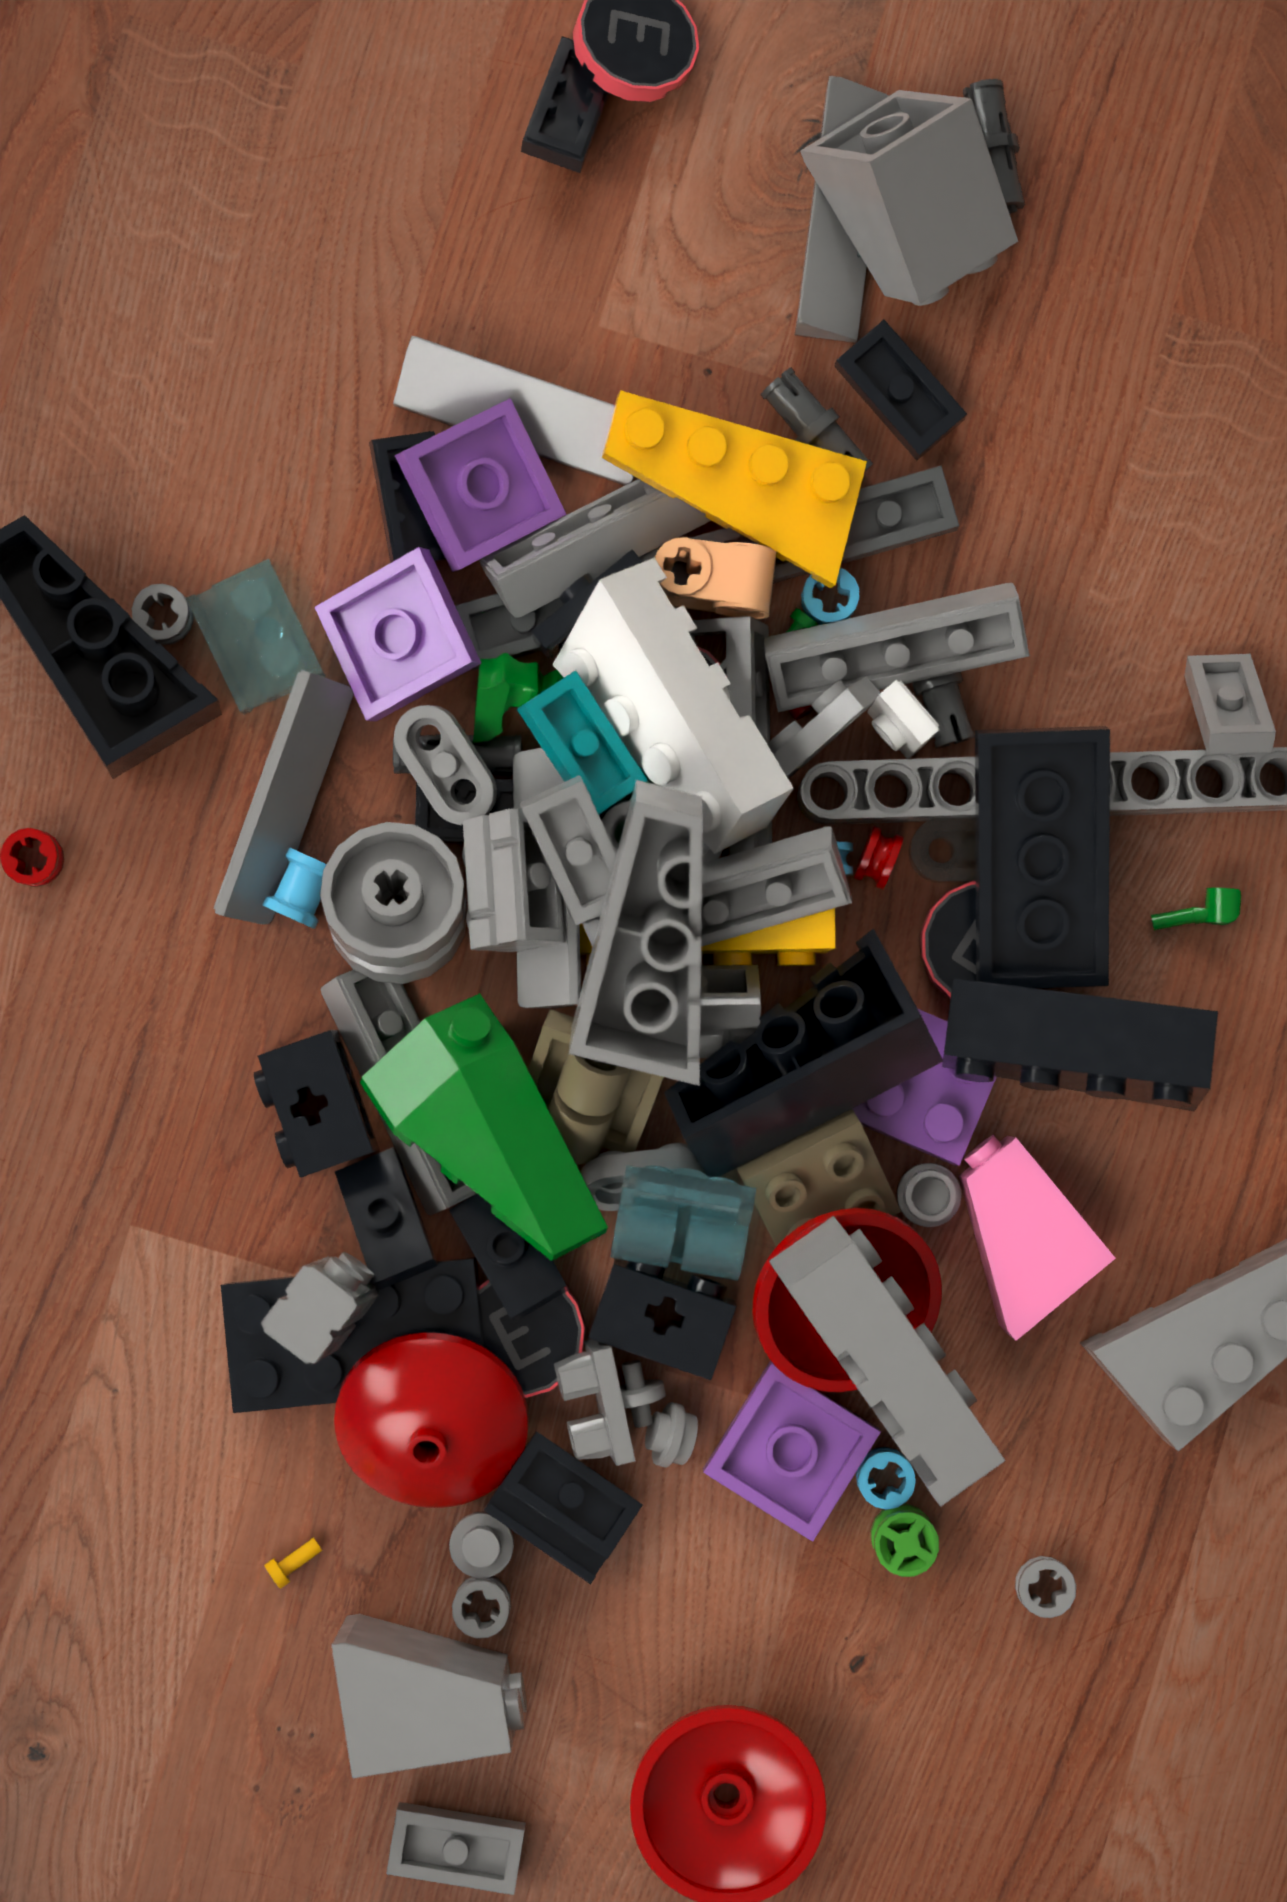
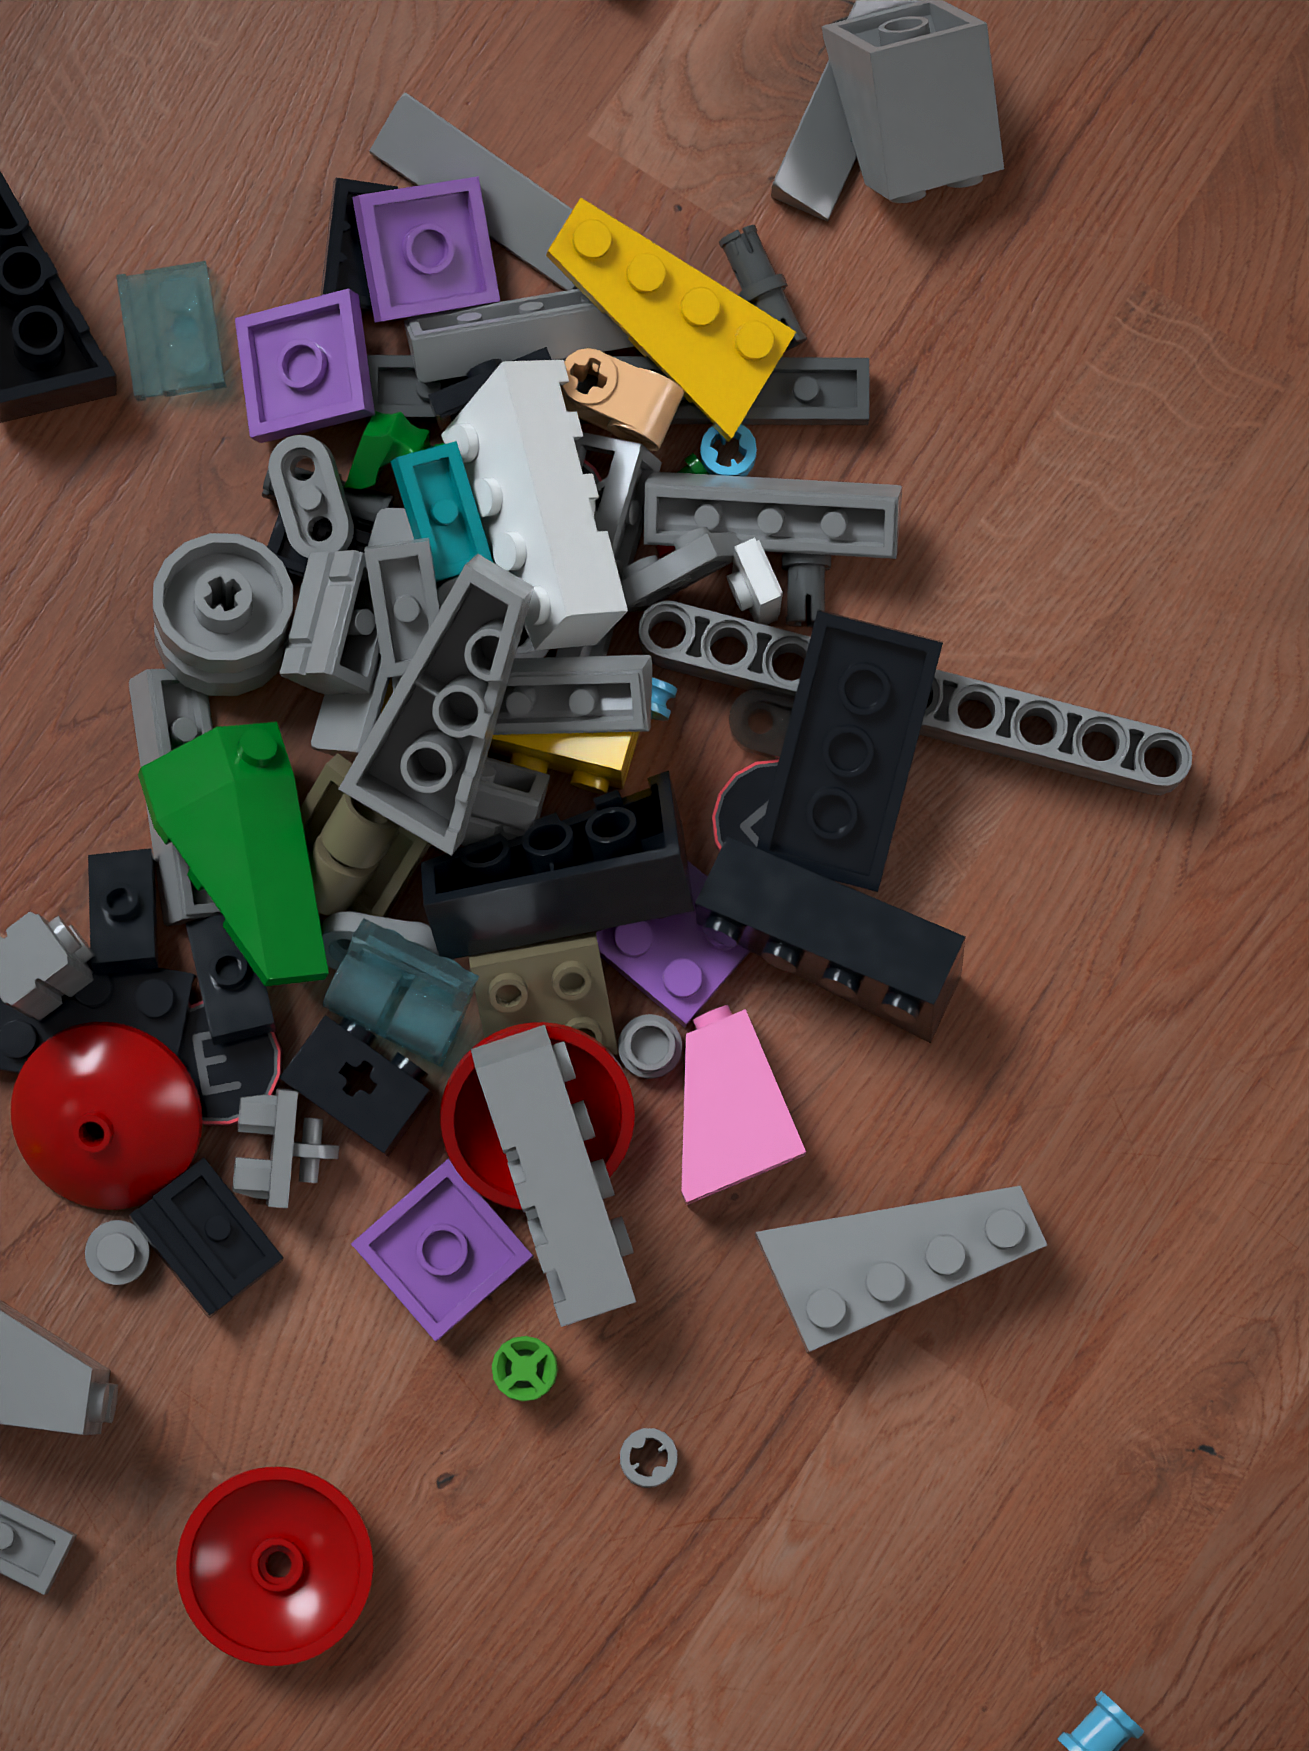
camera: 20 degrees right, 5 degrees down
(180, 606) = (91, 263): light grey bush -> none
(284, 796) = (149, 488): light grey slope -> none
(299, 889) = (134, 580): medium azure bush -> none
(344, 1125) = (110, 815): black brick -> none
(470, 1622) = (85, 1326): light grey bush -> none
(671, 1435) = (331, 1200): light grey plate -> none
(878, 857) = (698, 709): red bush -> none
(891, 1496) = (525, 1286): medium azure bush -> none
(900, 389) = (853, 276): black plate -> none
(1002, 144) = (1014, 72): dark grey pin -> none
(1221, 908) = (1013, 858): green hand -> none
(1229, 704) = (1074, 660): light grey plate -> none

